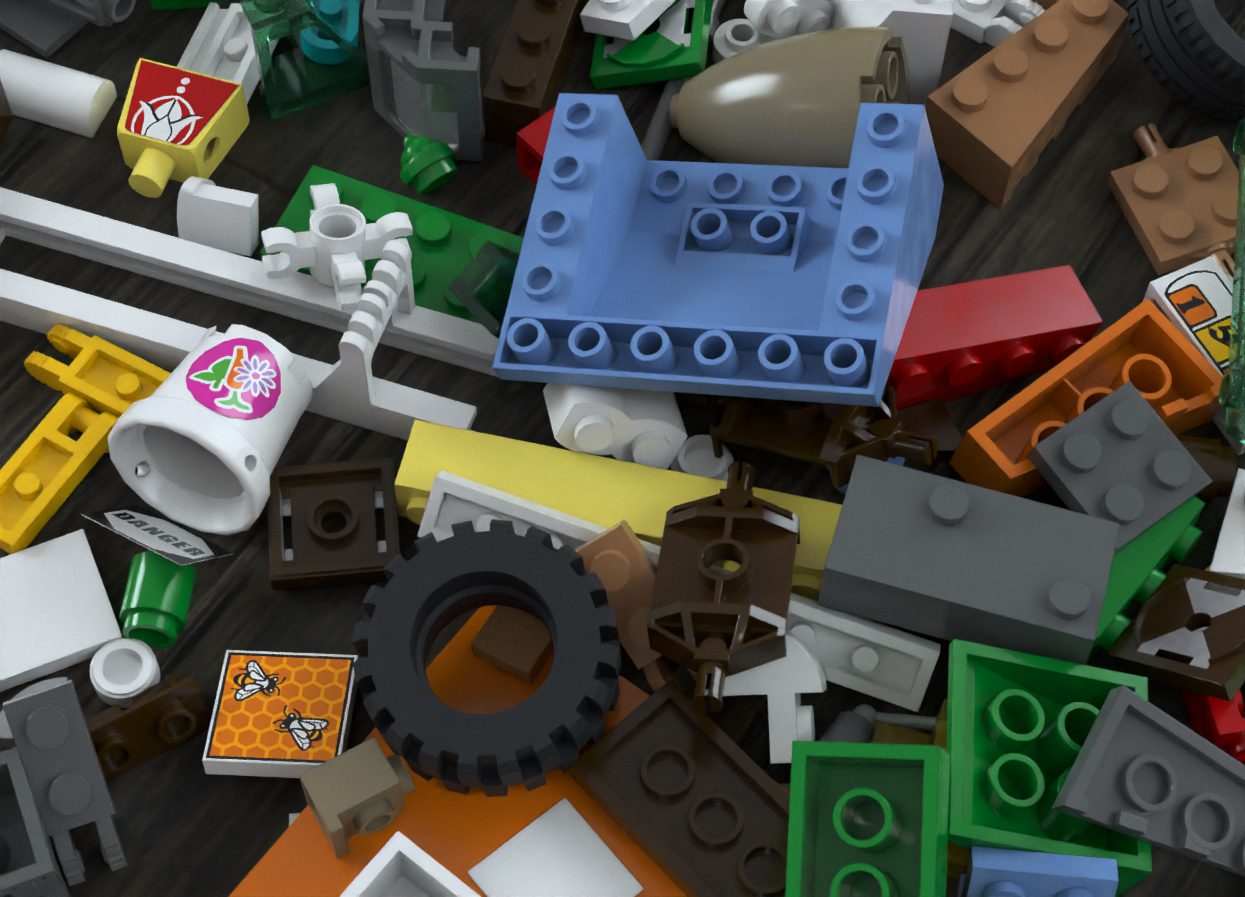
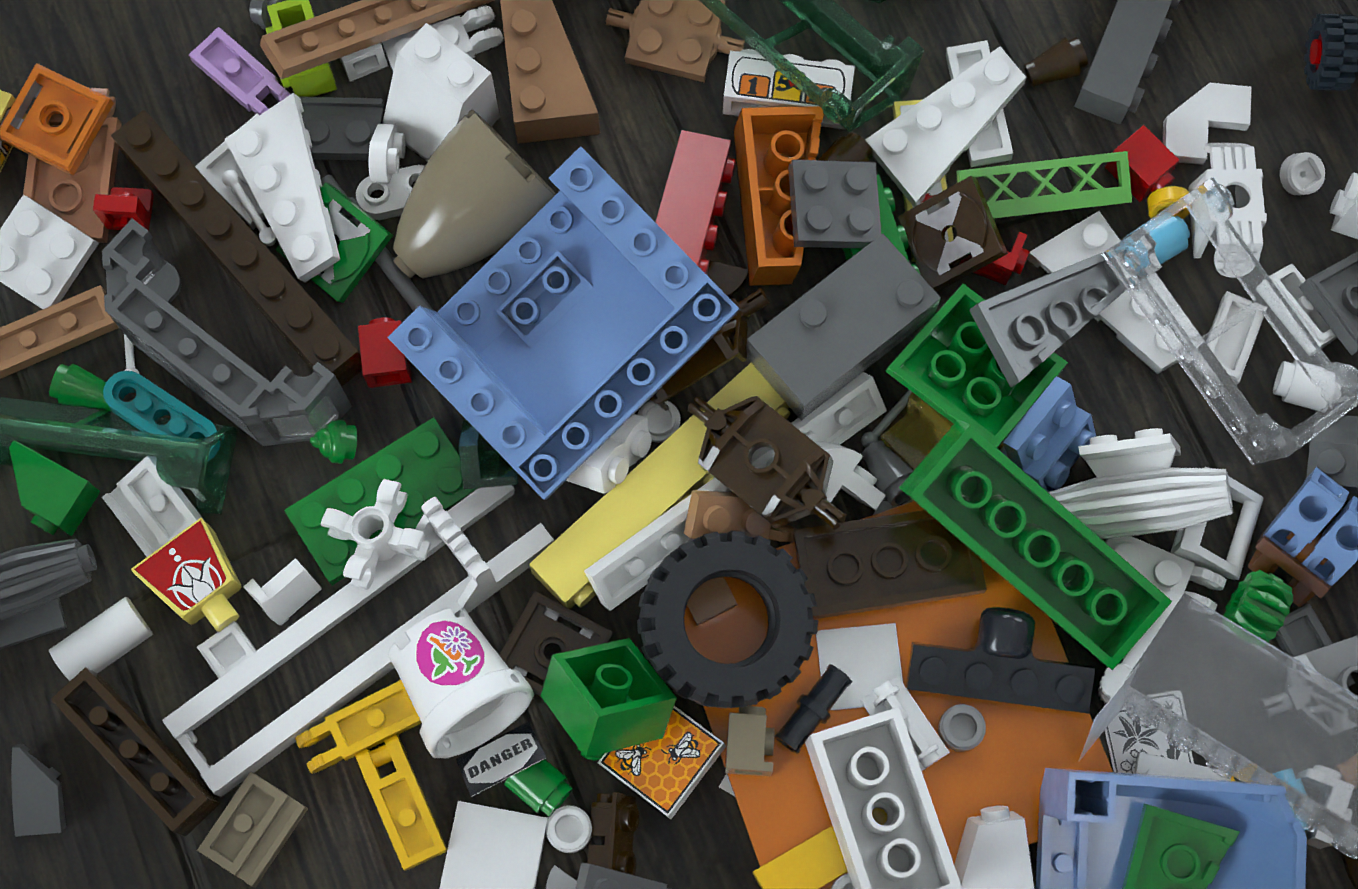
camera: 55 degrees left, 15 degrees up
(121, 203) = (226, 649): none -> white tile
(297, 590) = (607, 697): none -> green brick
(466, 848) = (813, 708): none -> black pin

